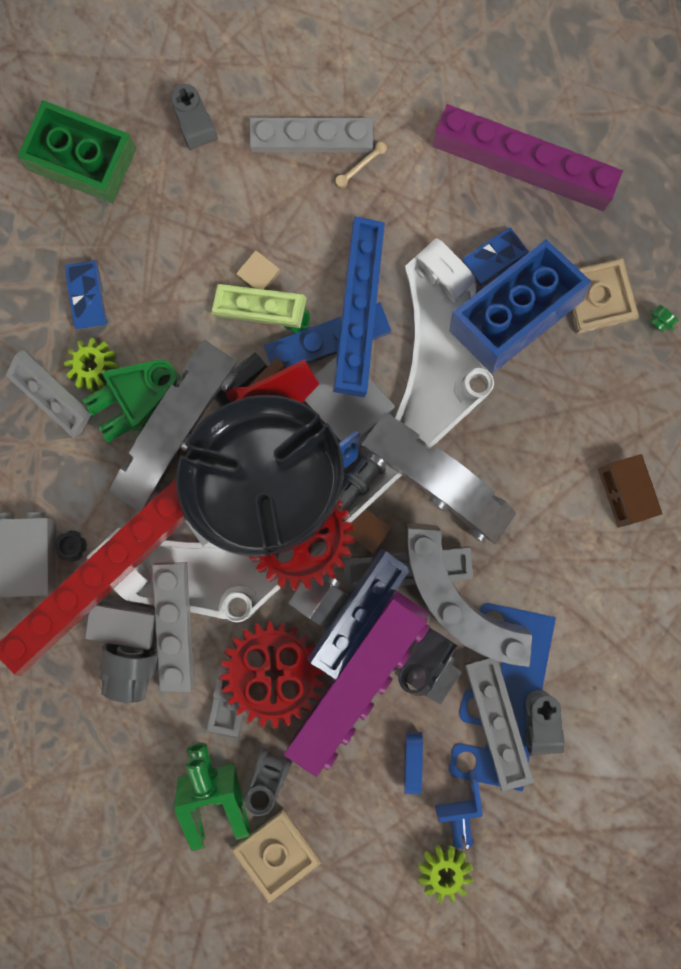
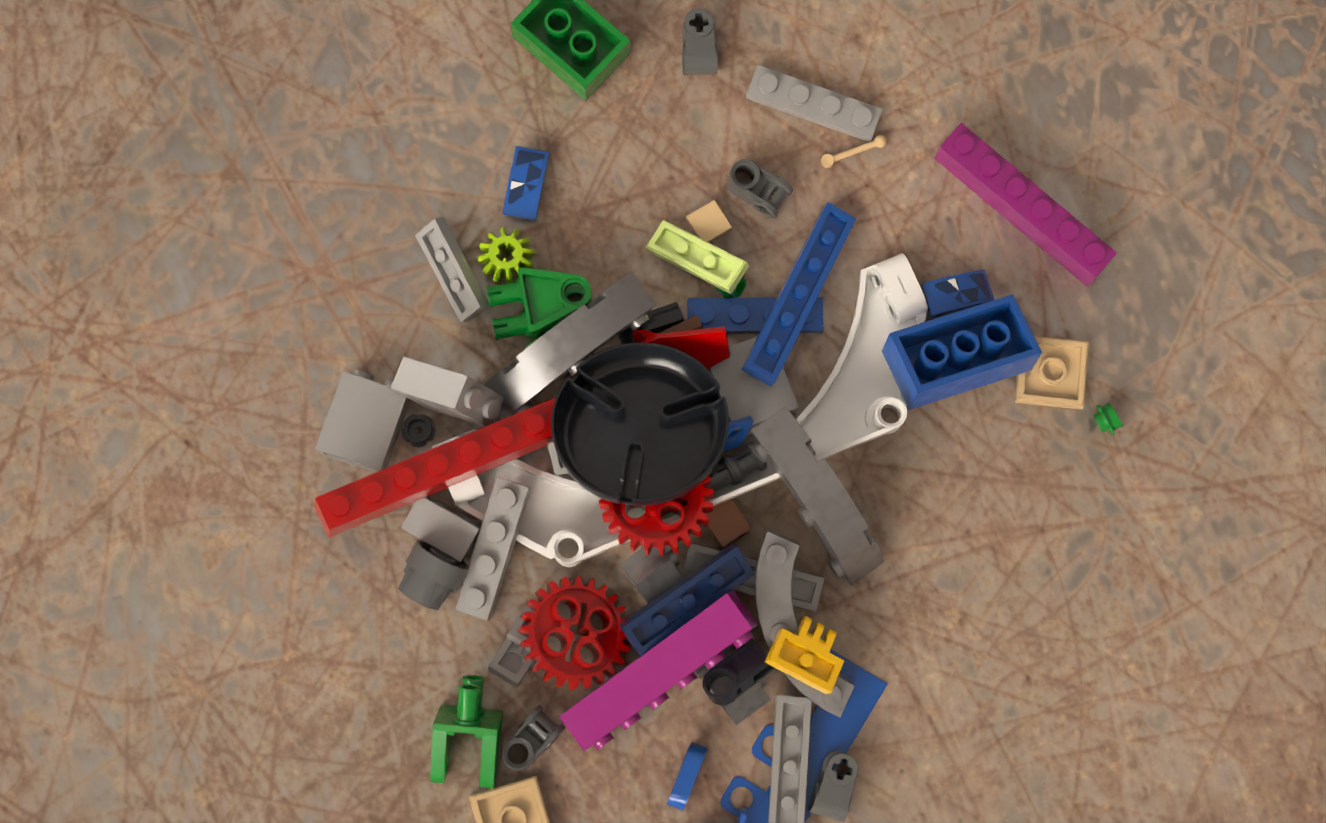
camera: 15 degrees right, 5 degrees down
(80, 506) = (447, 392): none -> light grey brick
(292, 225) = (760, 188): none -> dark grey piece
(482, 625) = (807, 655): none -> yellow hinge
(630, 491) = (1010, 580): reddish brown hinge -> none

